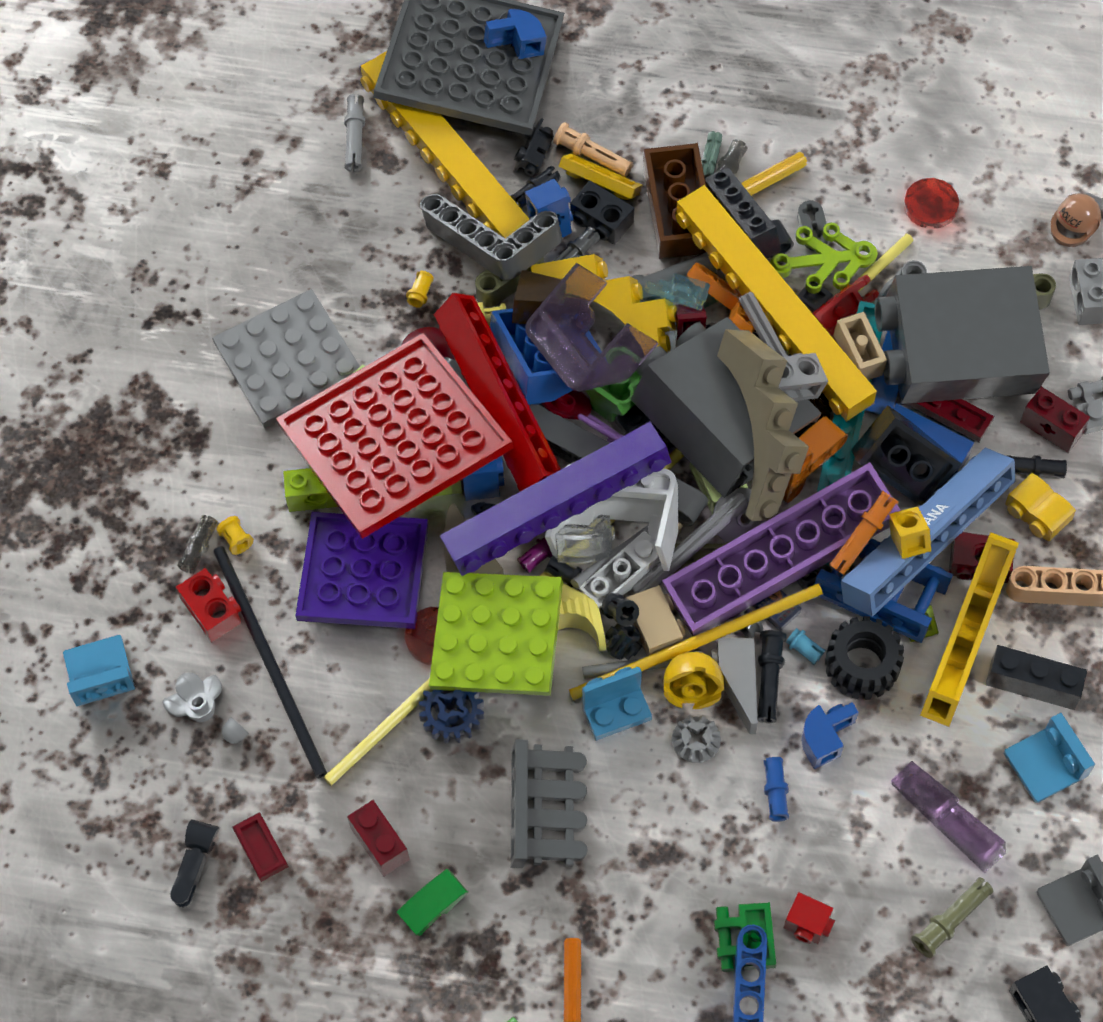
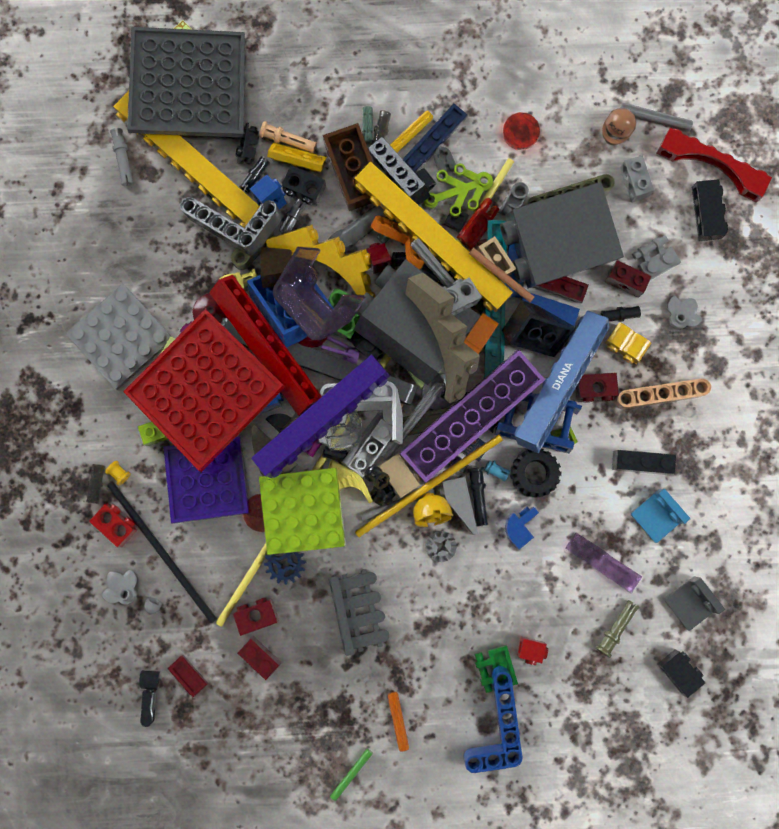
camera: 15 degrees left, 20 degrees up
(98, 670) = (54, 584): dark azure bracket -> none
(402, 787) = (245, 622): none -> dark red brick
(417, 294) = (195, 268): yellow pin -> none
(432, 901) = (302, 689): green slope -> none
(518, 29) = (216, 56): blue brick -> none
(615, 703) = (387, 539): dark azure bracket -> none
(681, 290) = (369, 242): clear light blue bracket -> none
(776, 789) = (496, 570): blue pin -> none
(808, 186) = (435, 138): none -> dark blue tile
(863, 362) = (501, 275): none -> nougat bar
(863, 533) = (524, 399): orange pin -> none
(910, 532) = (556, 400): yellow brick -> none
(969, 629) = (596, 448): yellow arch -> none

